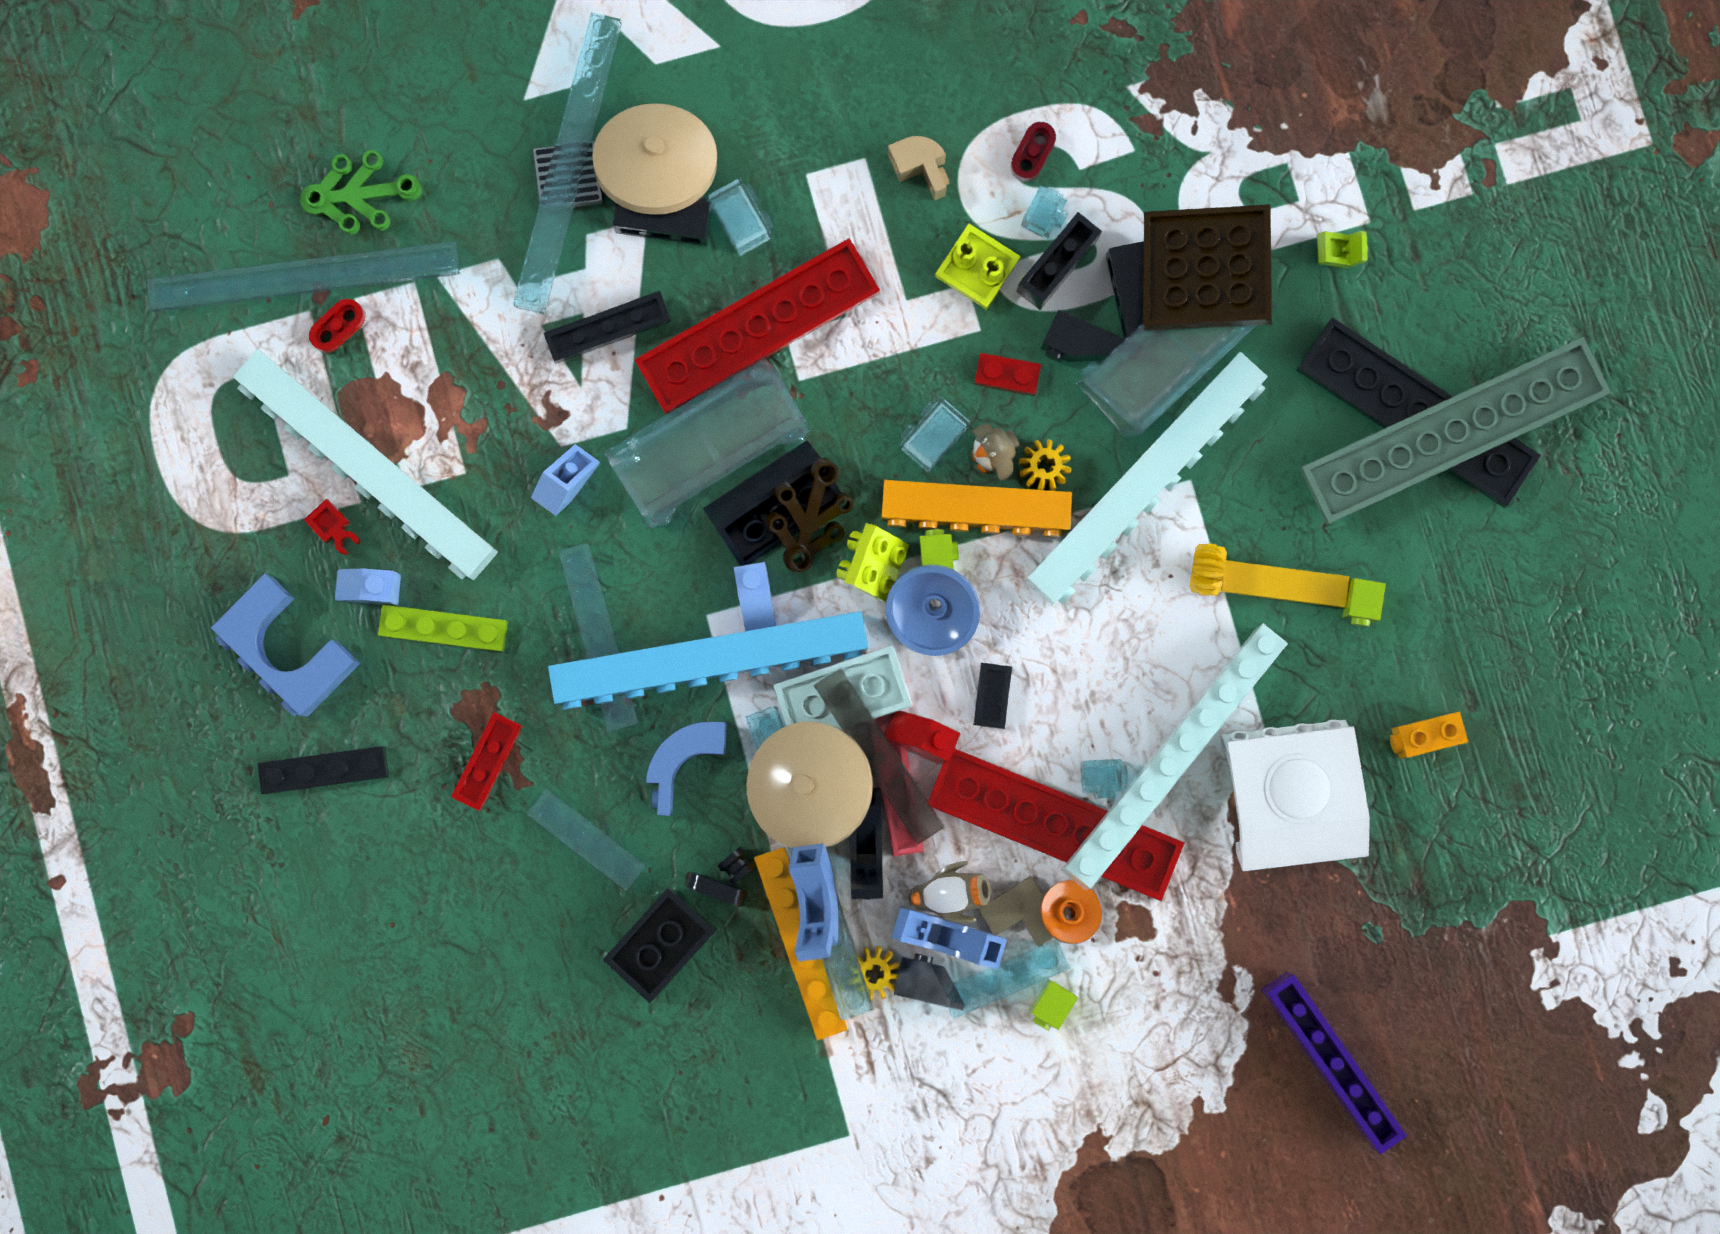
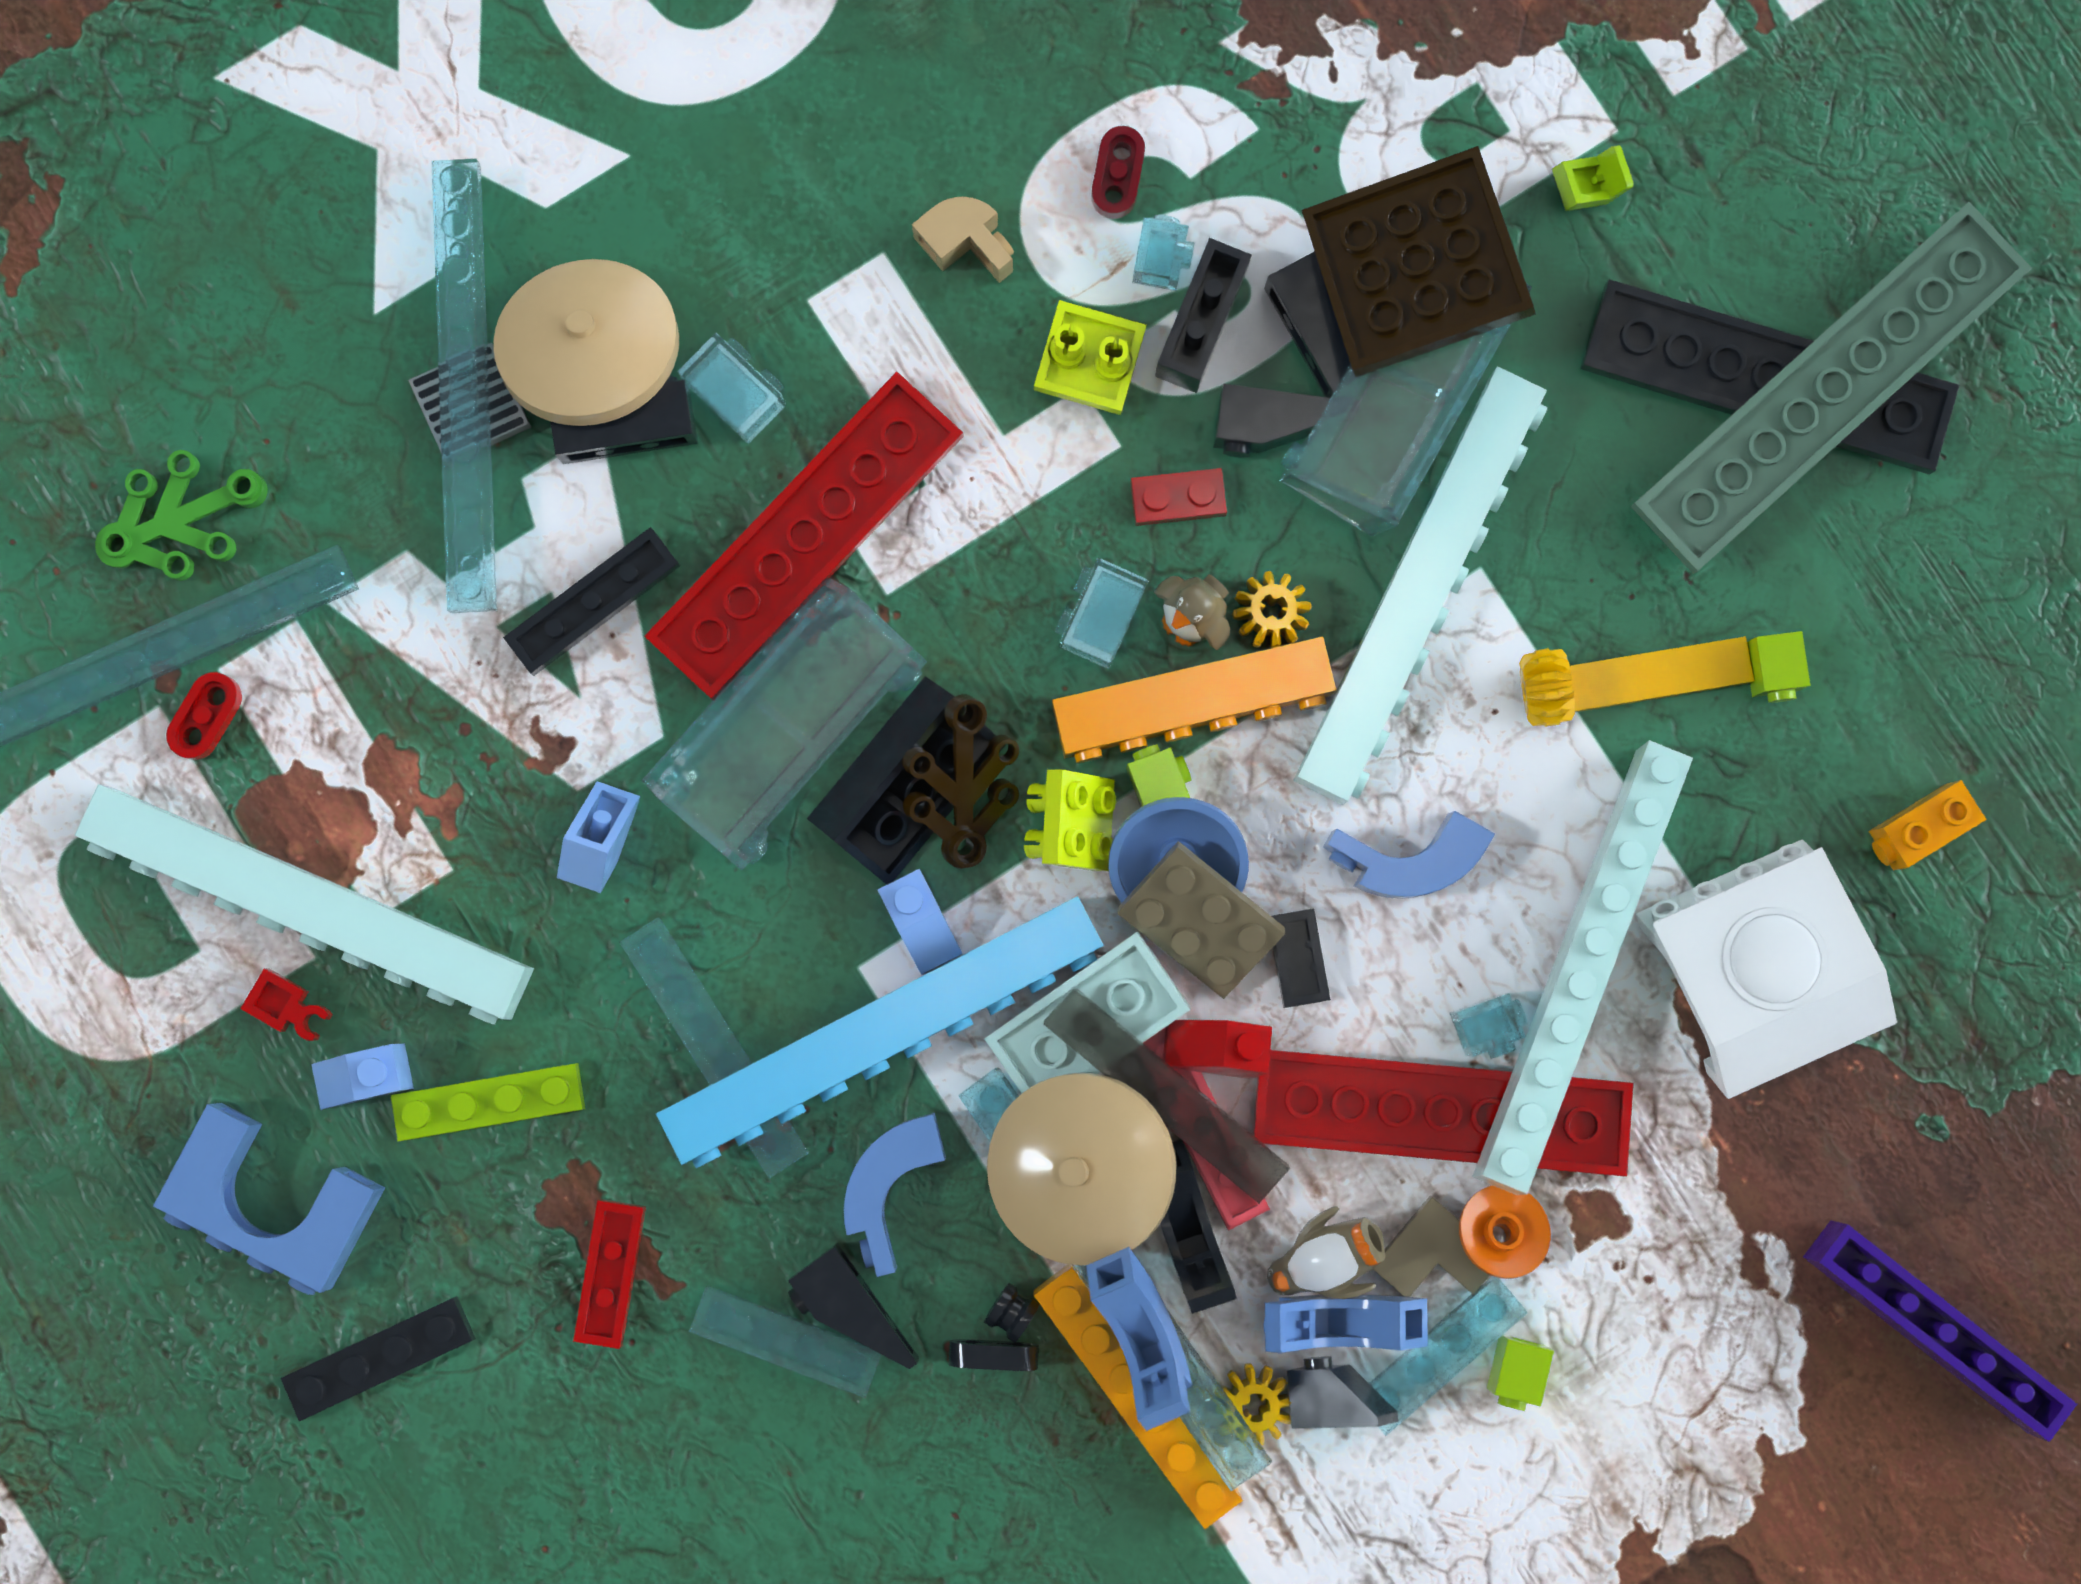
camera: 20 degrees left, 0 degrees up
(630, 823) = (843, 1301): none -> black slope
(660, 944) = (938, 1461): black brick -> none
(936, 651) = (1201, 920): none -> dark tan plate
(1086, 666) = (1443, 862): none -> medium blue arch

